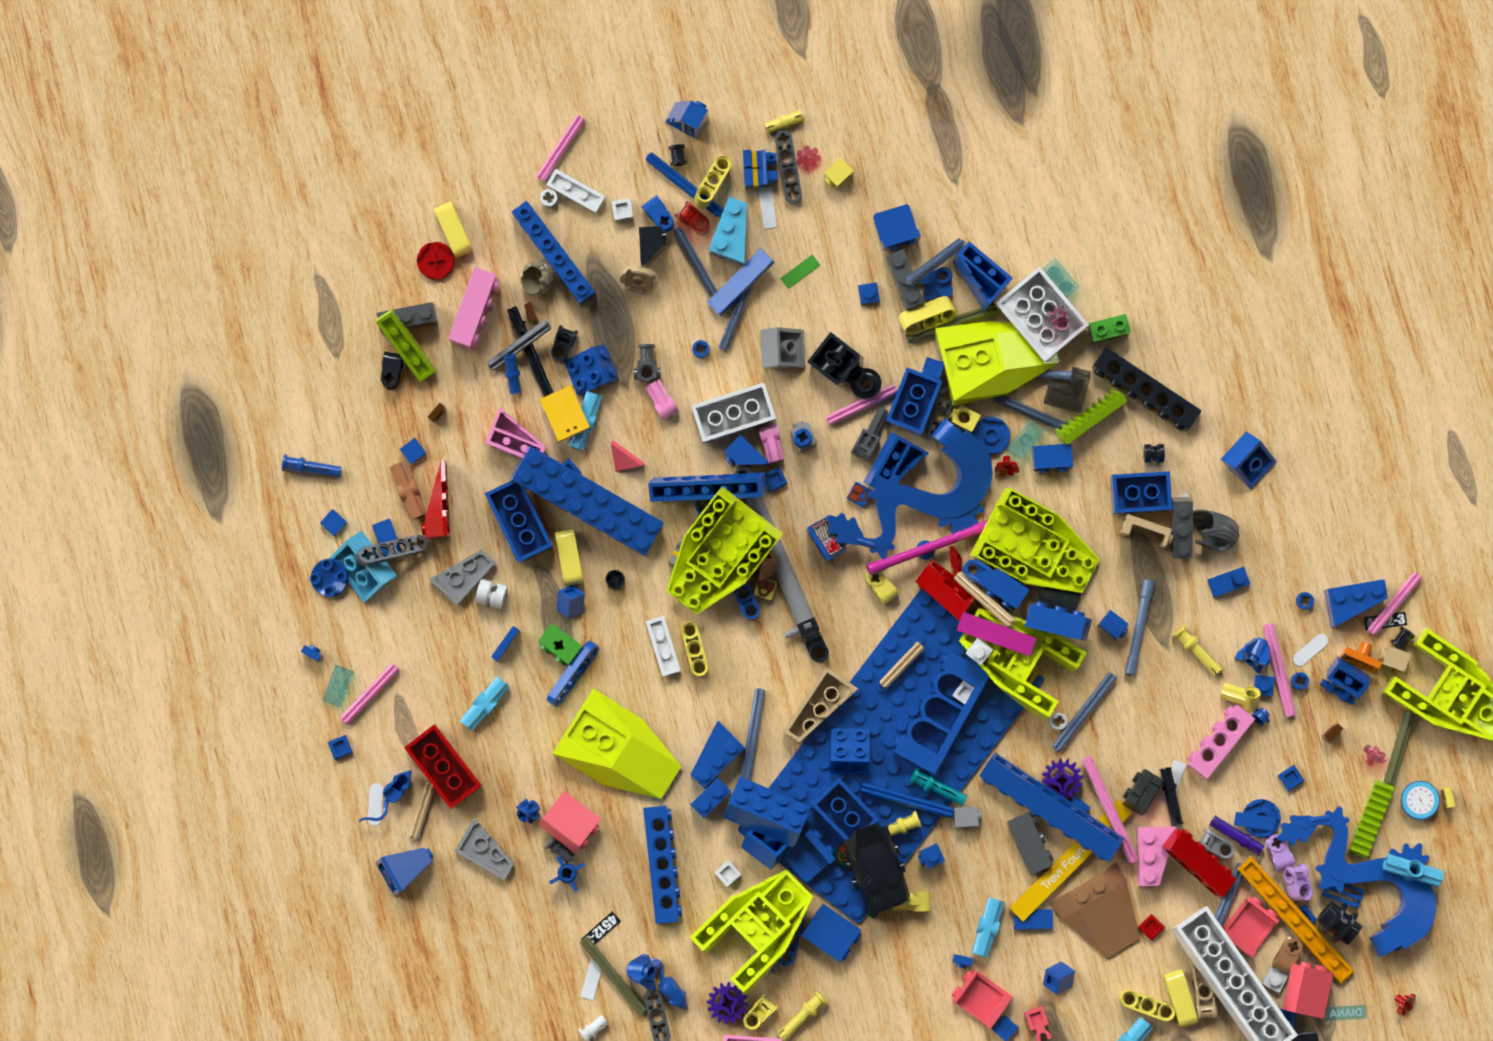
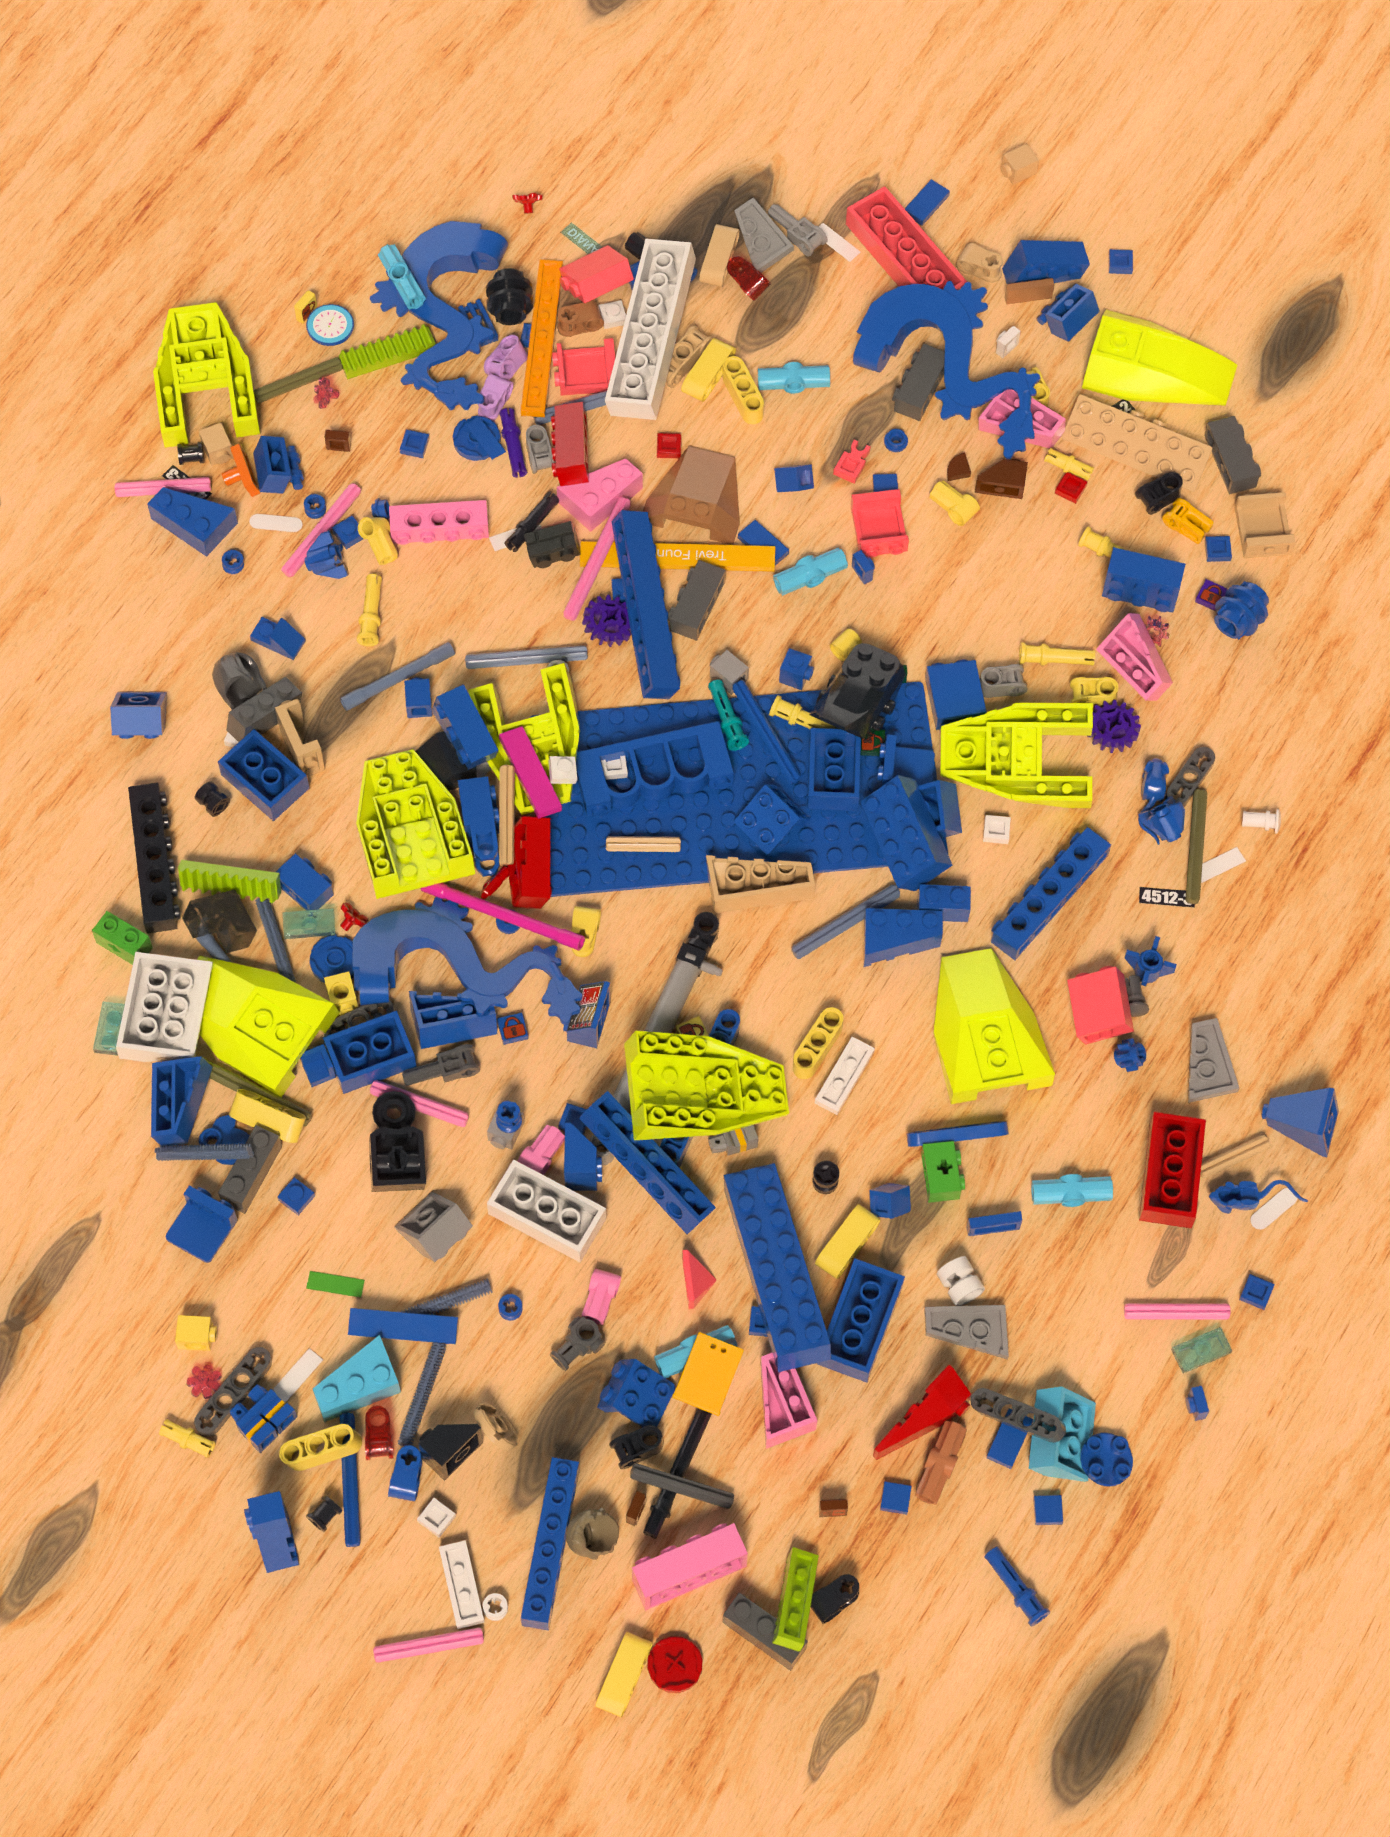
camera: 135 degrees left, 20 degrees down
(512, 373) = (718, 1466): blue pin -> none
(813, 970) = (1007, 681): none -> light grey piece
(1055, 321) = (155, 987): clear pink gear -> none

